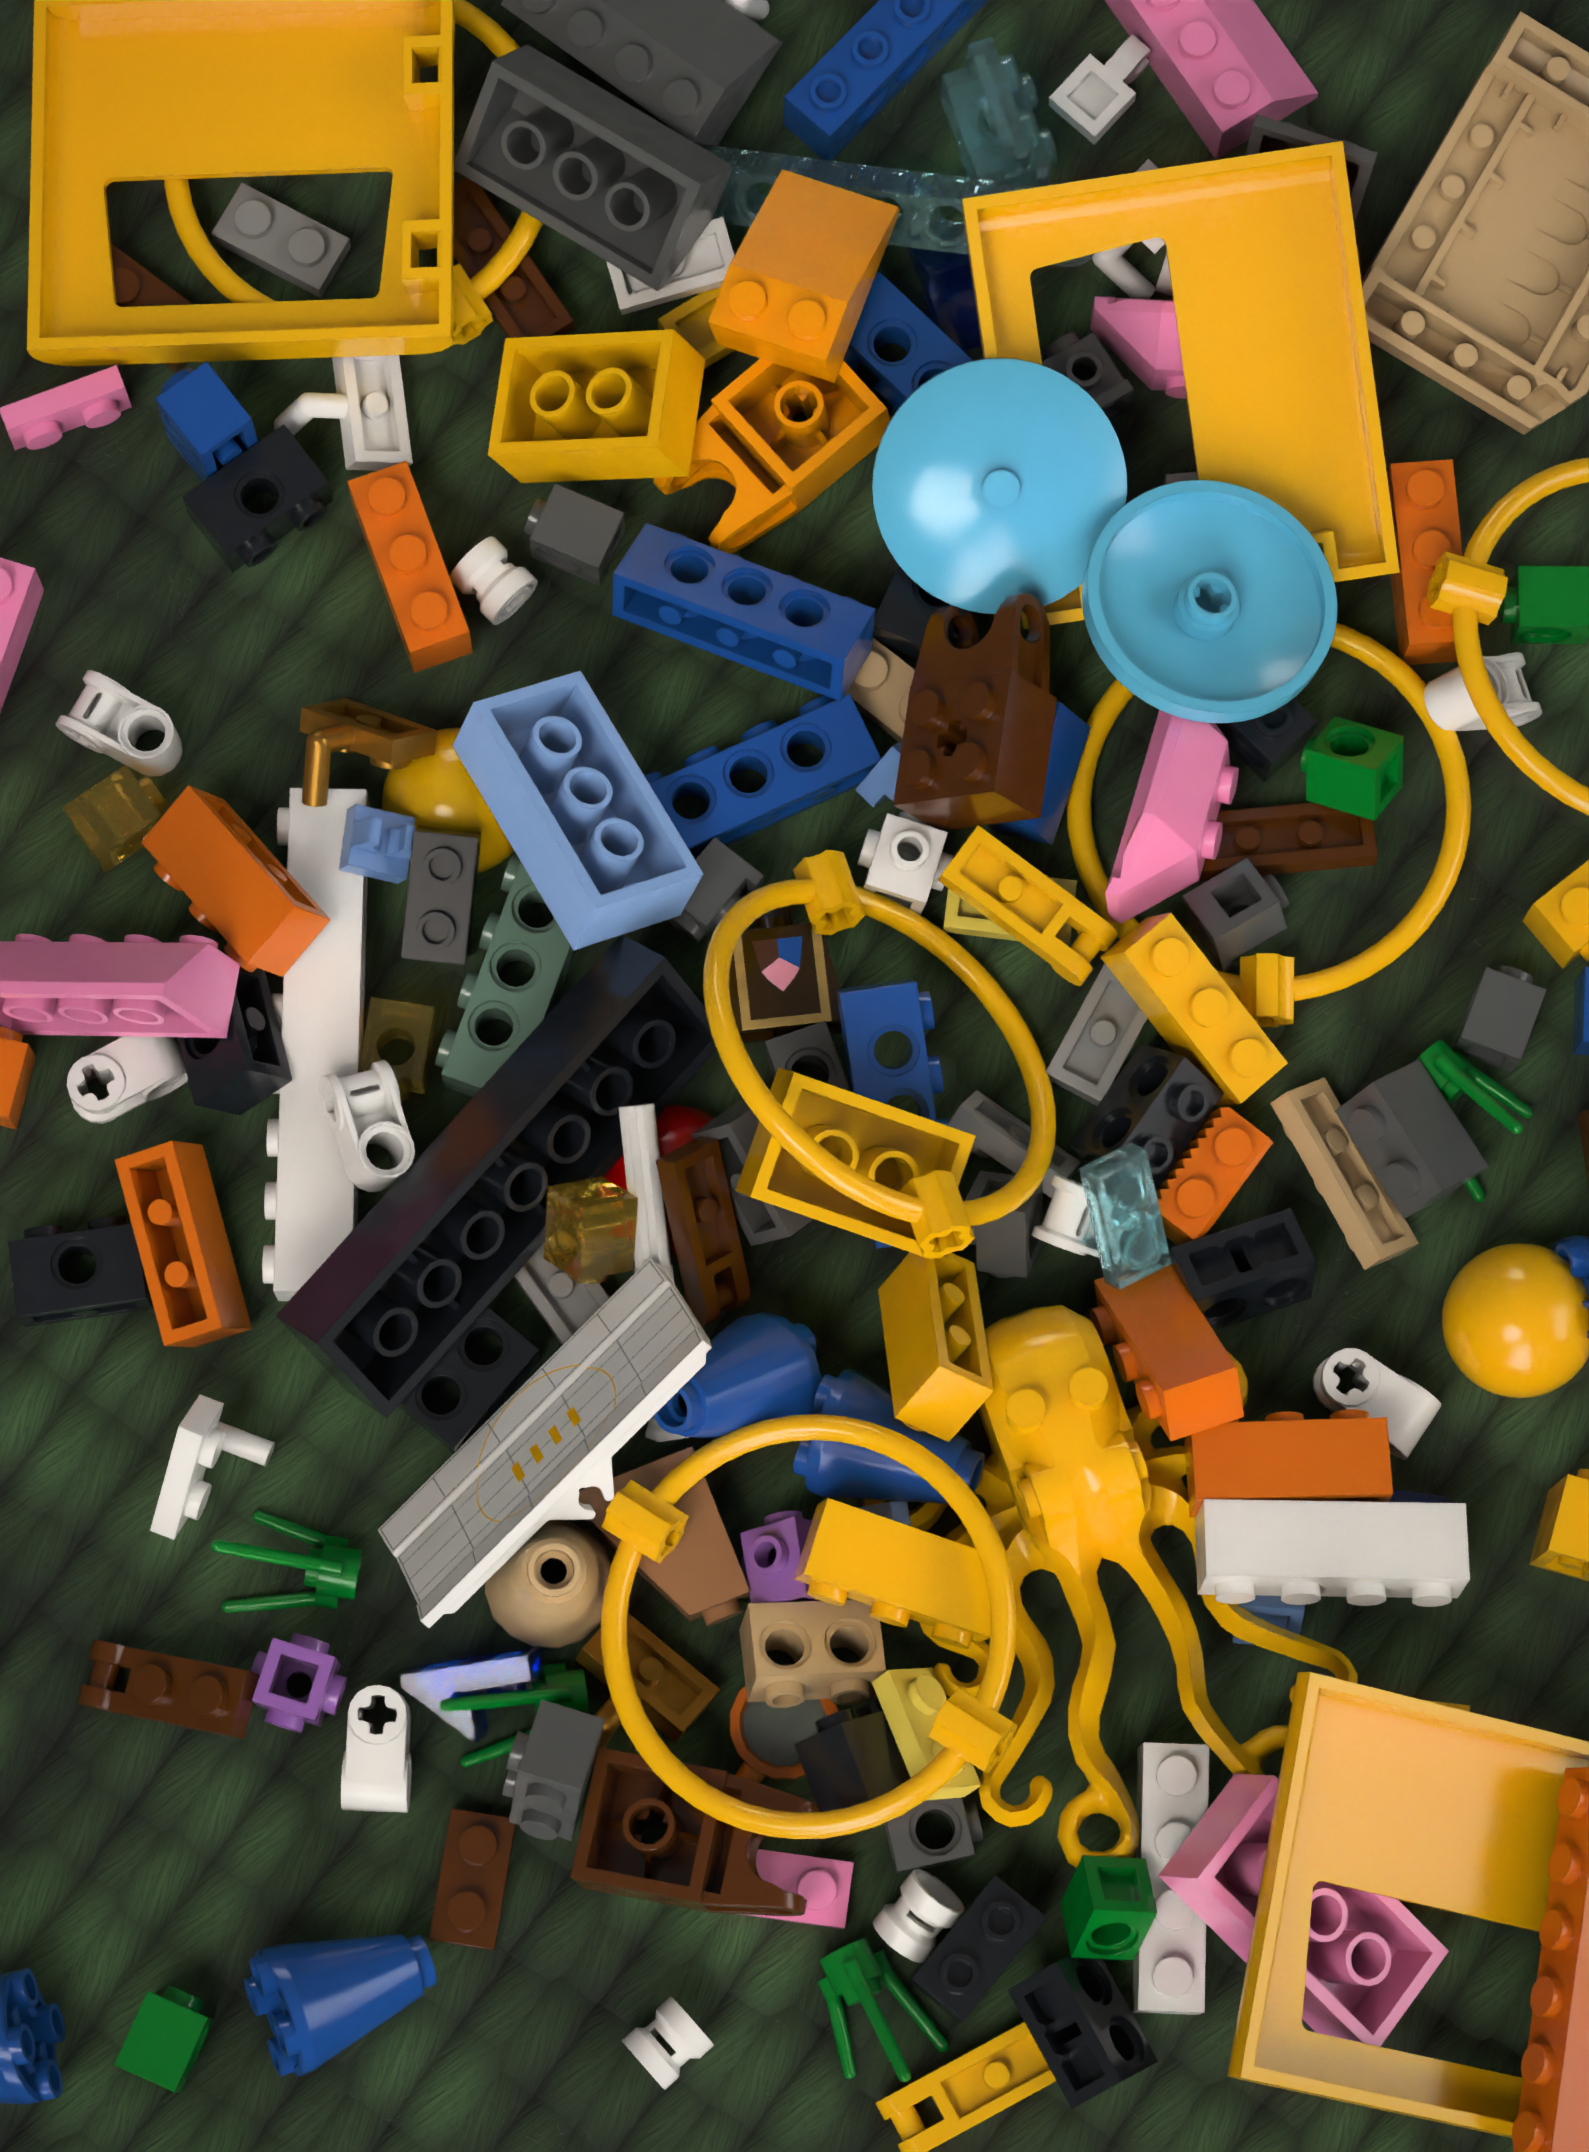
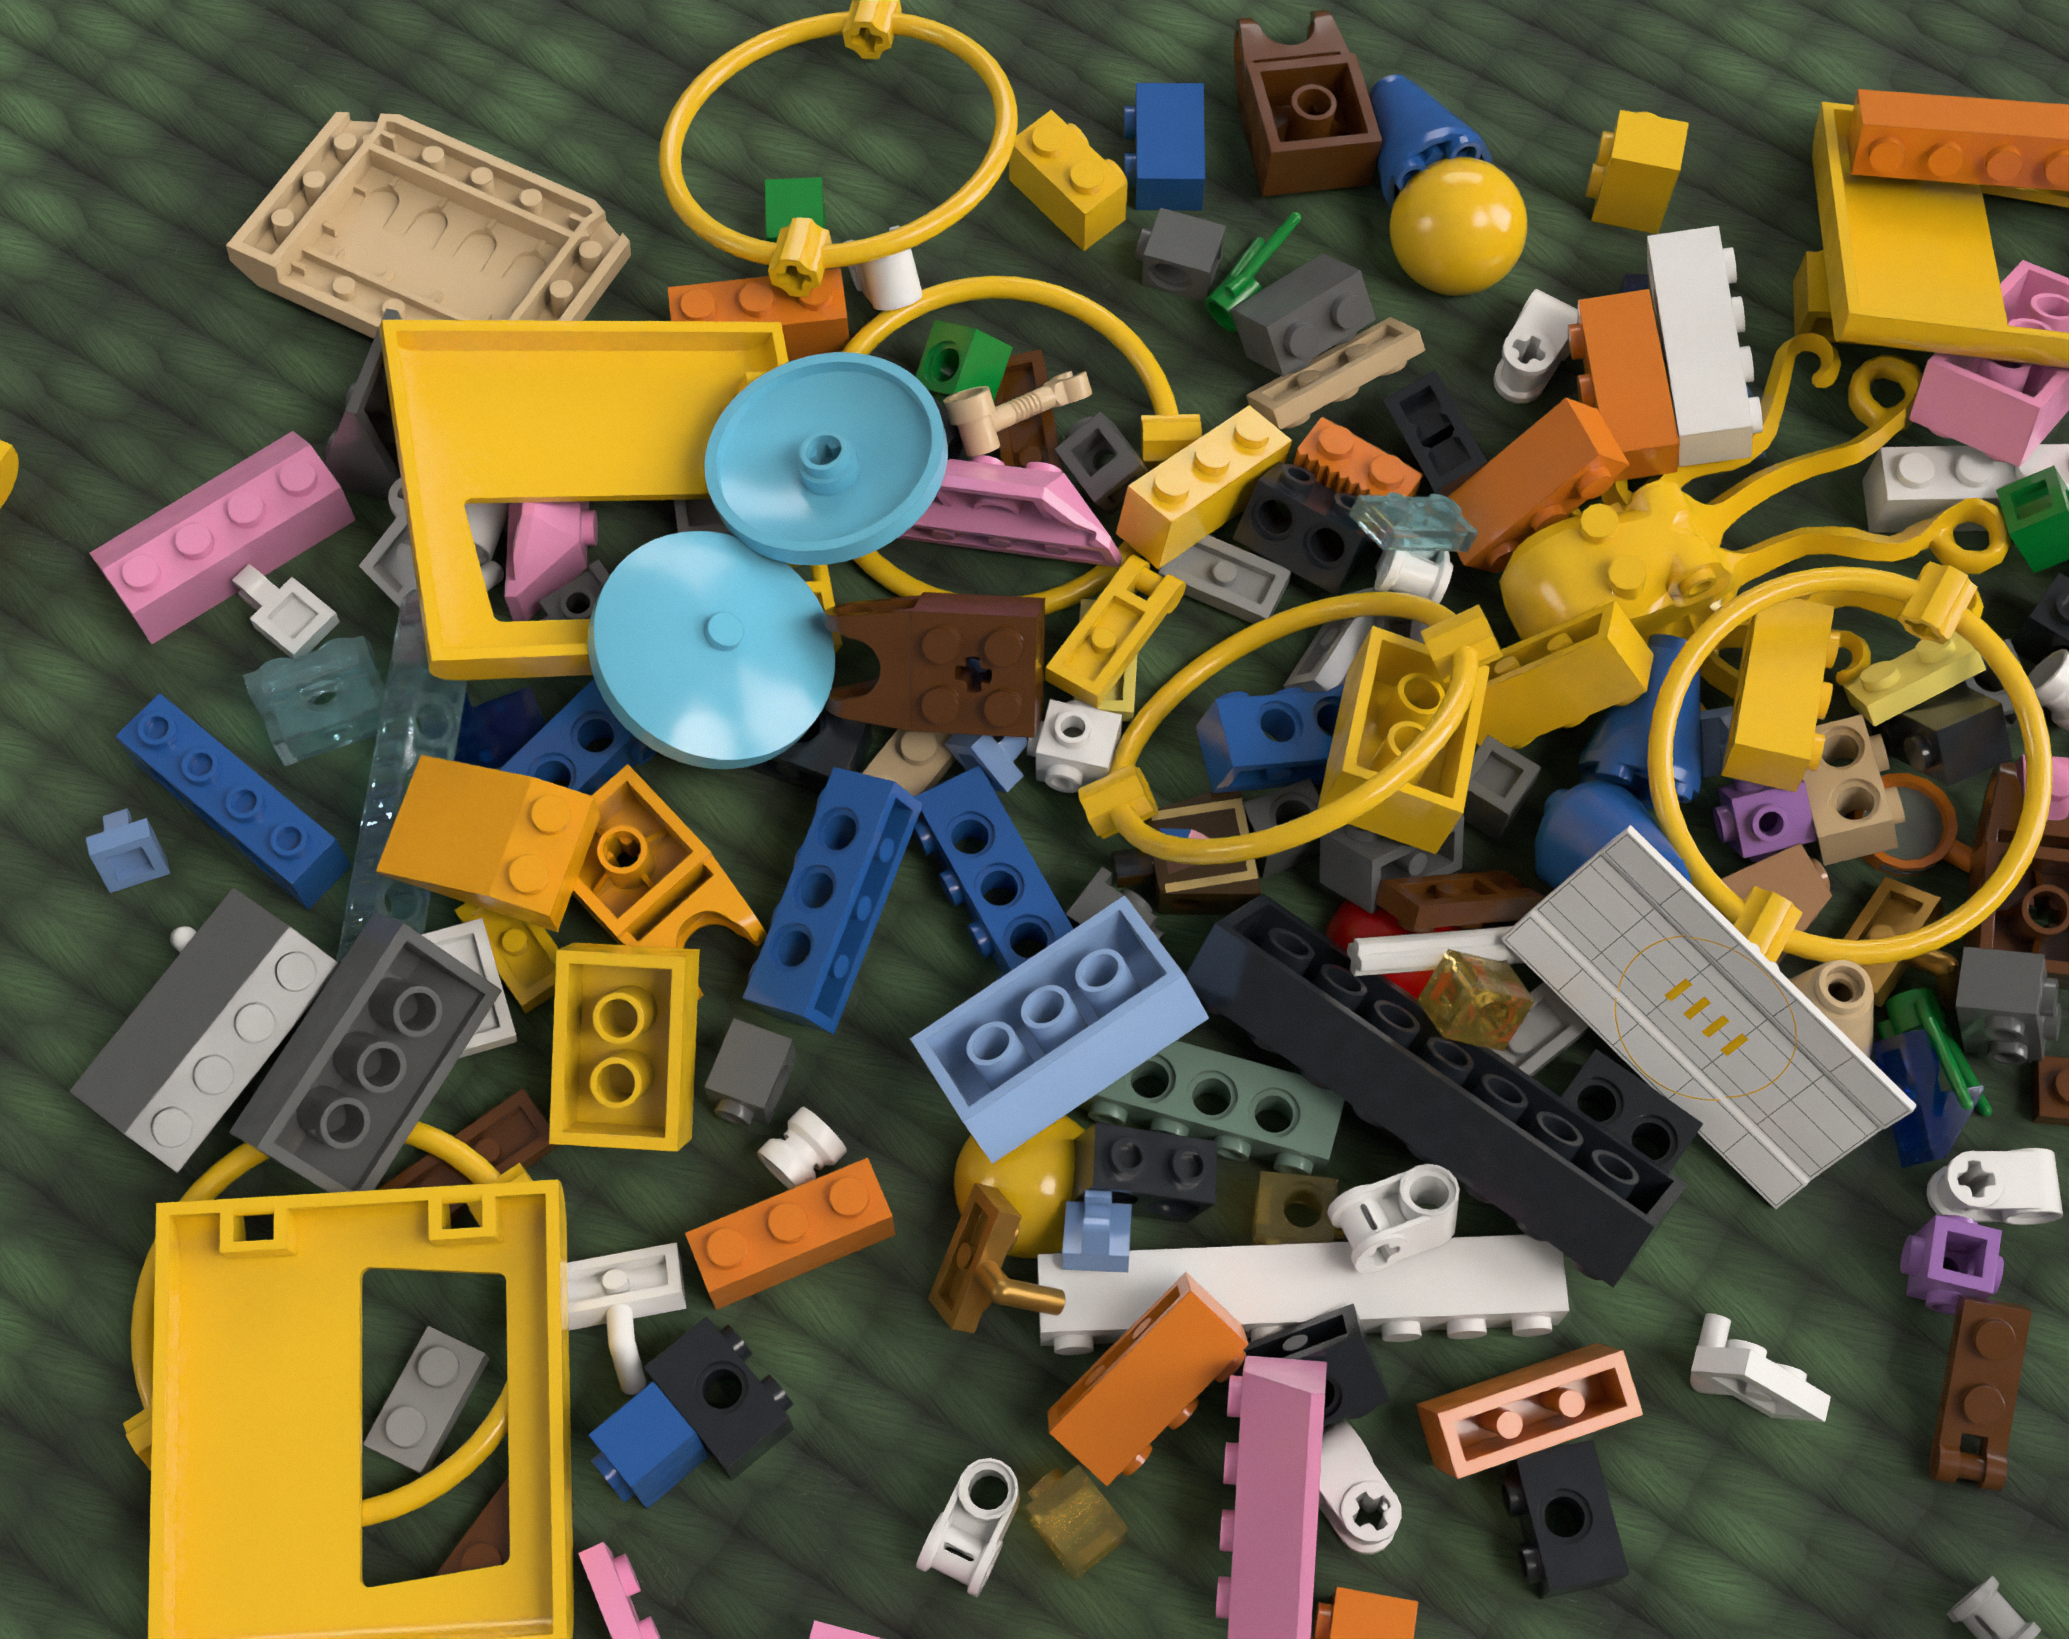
camera: 90 degrees left, 10 degrees down
(329, 1569) = (1832, 1250): green plant -> none
(833, 1282) = (1497, 787): none -> dark grey brick
(1269, 772) = (980, 419): none -> tan brick

